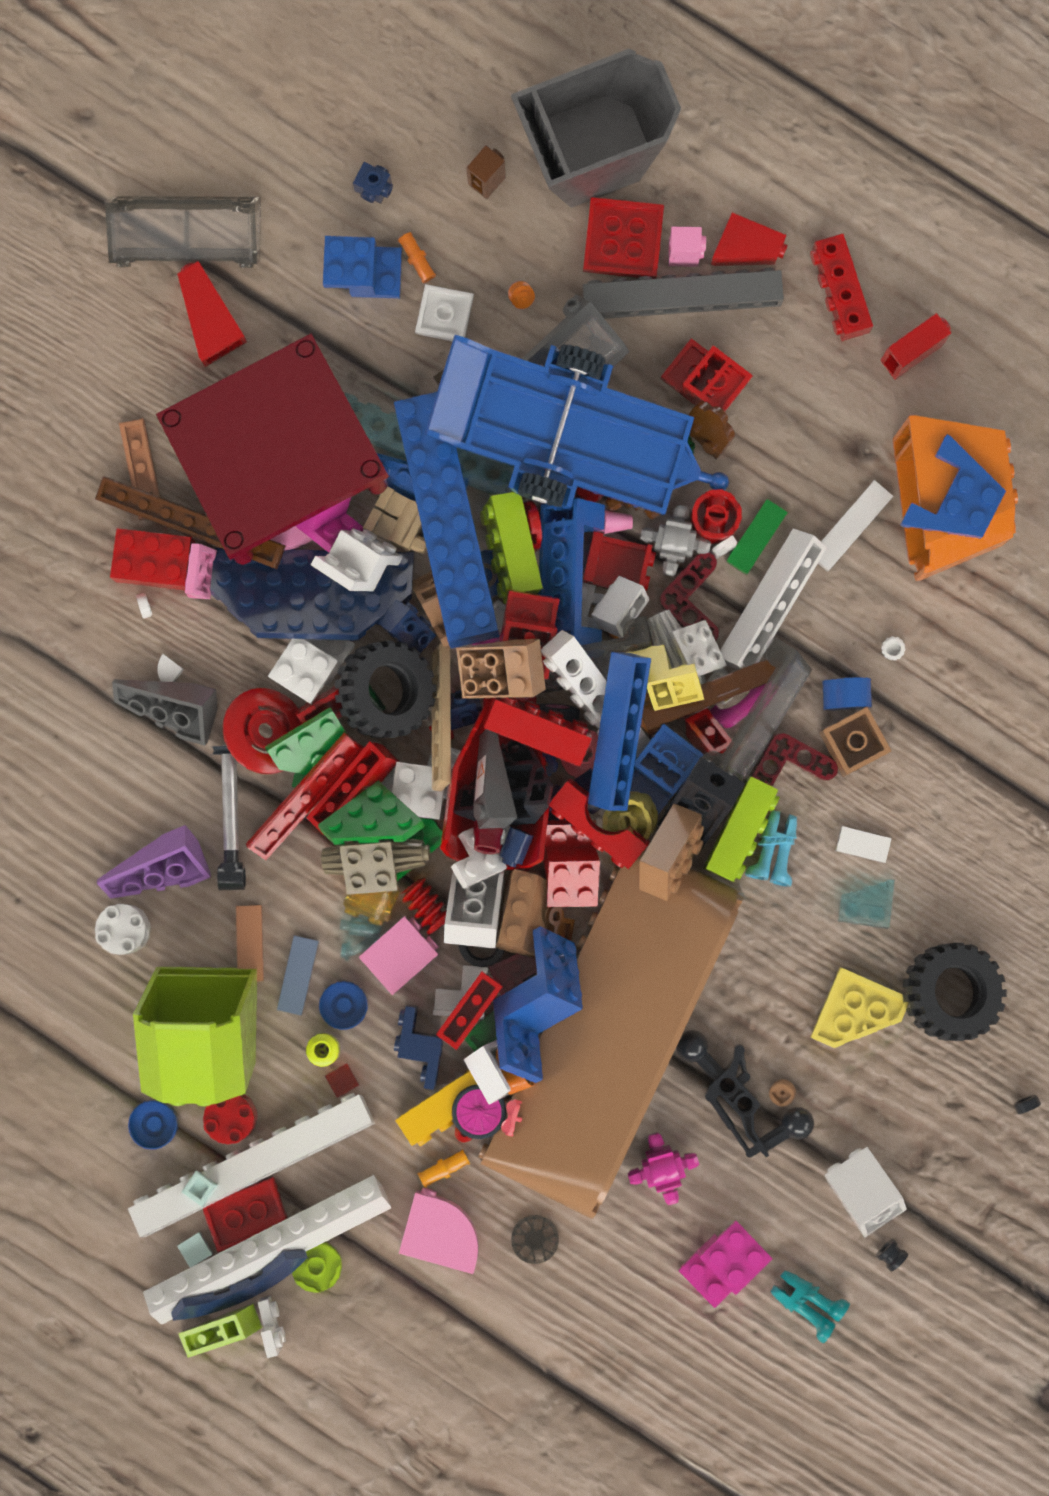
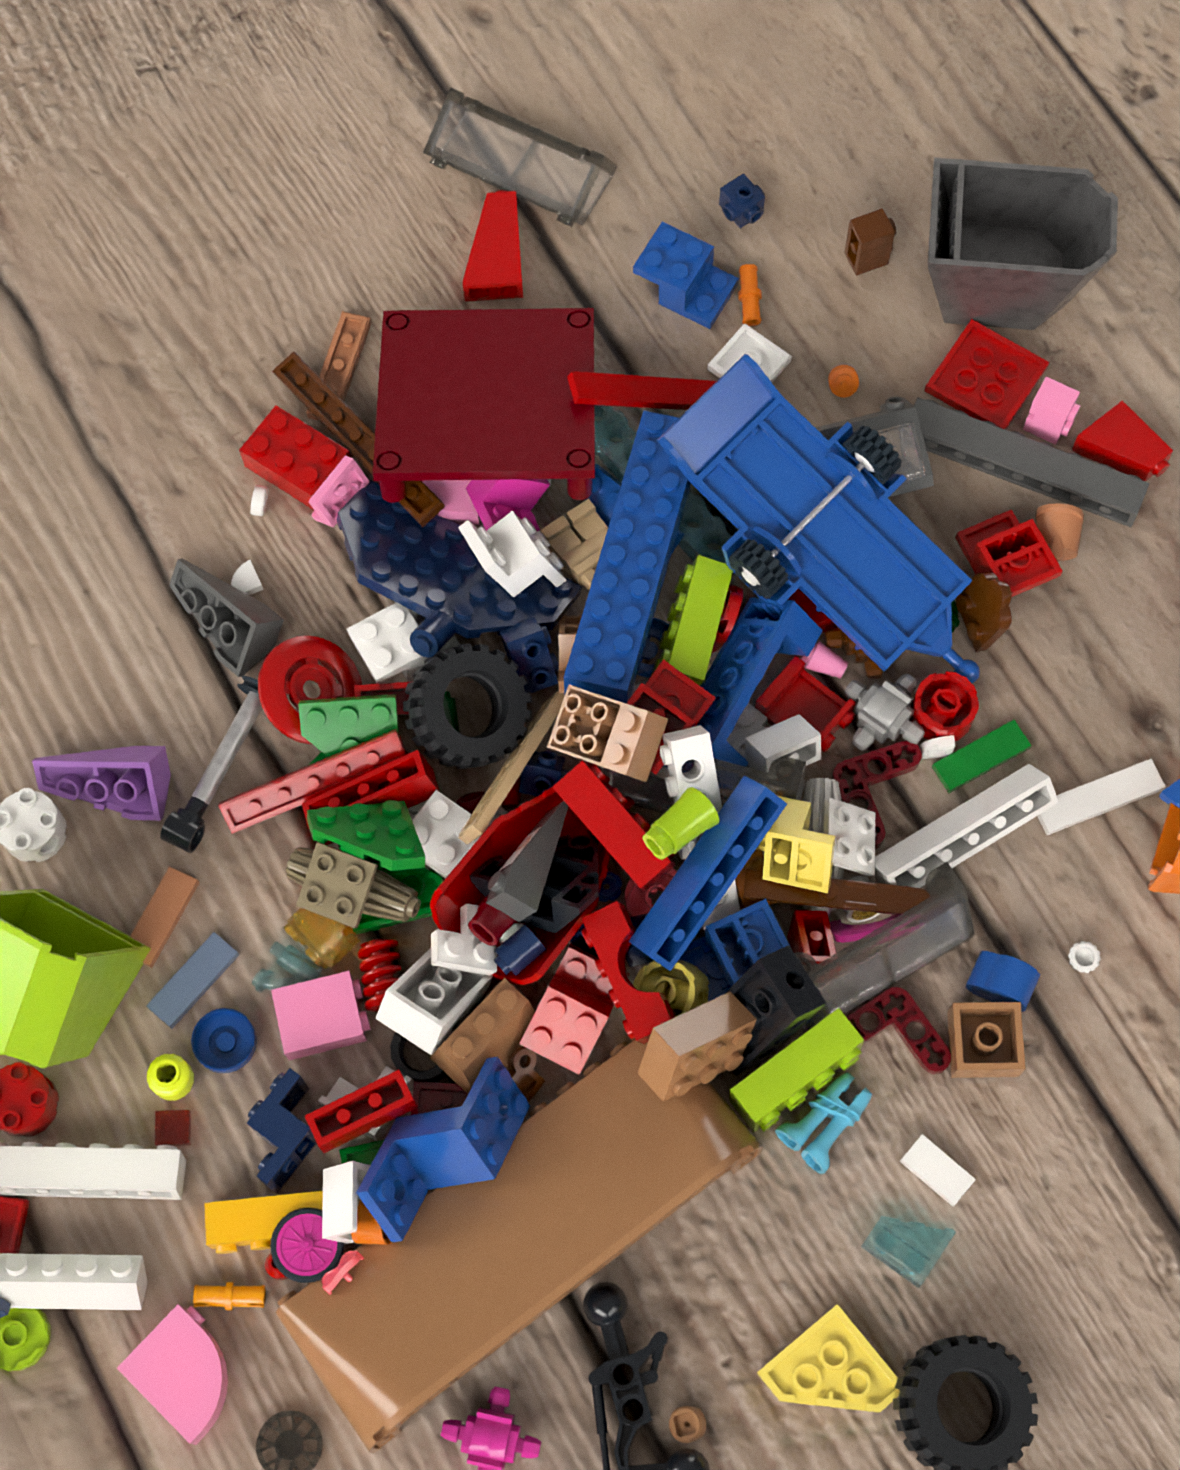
camera: 25 degrees right, 15 degrees down
(333, 651) = (432, 634): none -> dark blue brick
(388, 382) = (636, 390): none -> red tile
(422, 753) = (470, 801): none -> dark red tile
(586, 710) = (681, 824): none -> lime plant
(734, 340) = (1061, 528): none -> nougat hat

